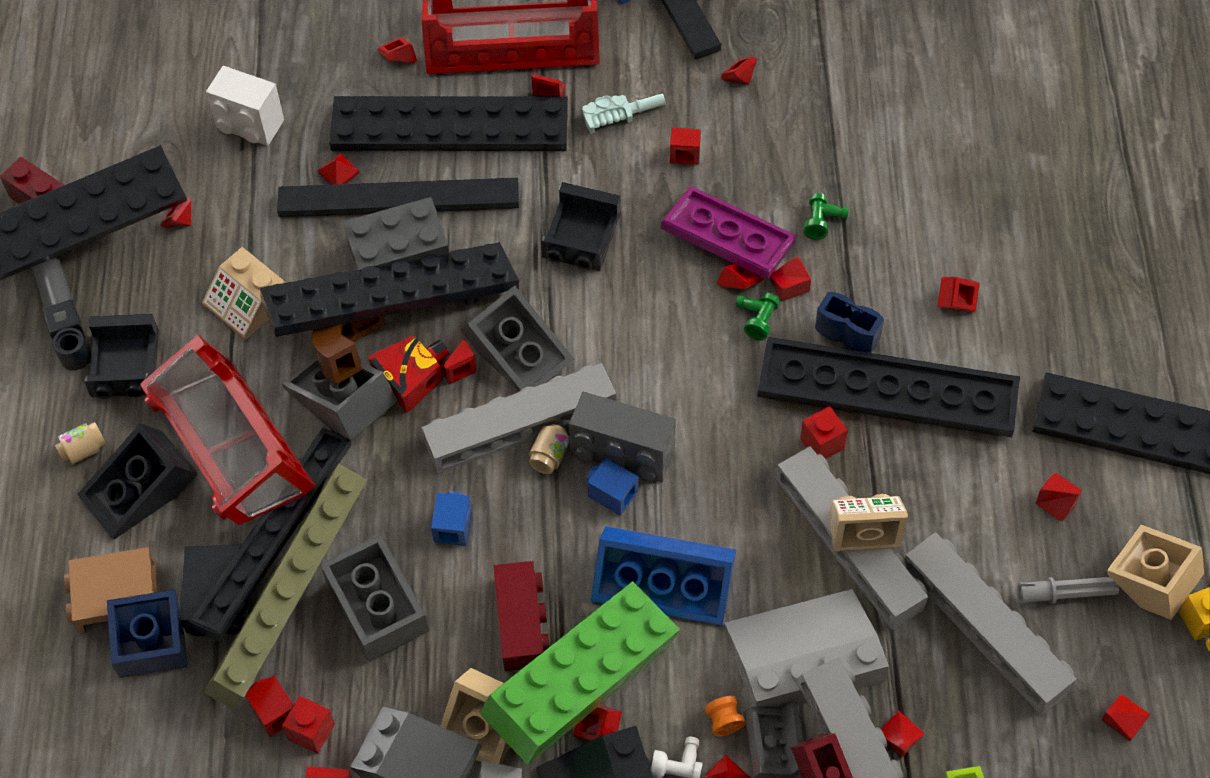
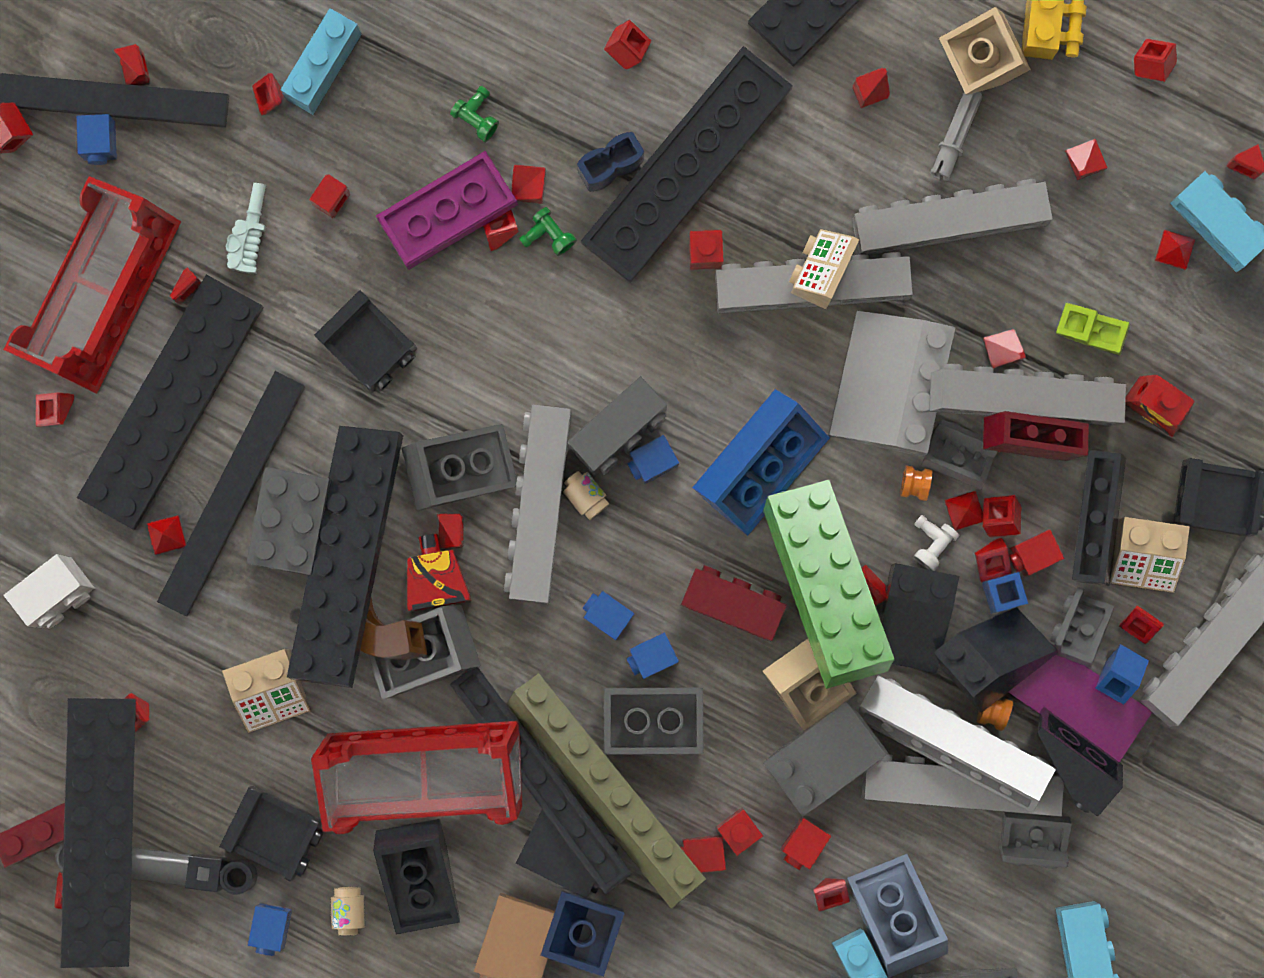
camera: 65 degrees left, 25 degrees up
(36, 392) = (269, 929): none -> blue brick
(434, 572) = (652, 656): none -> blue brick
(789, 88) = (321, 61): none -> medium azure brick

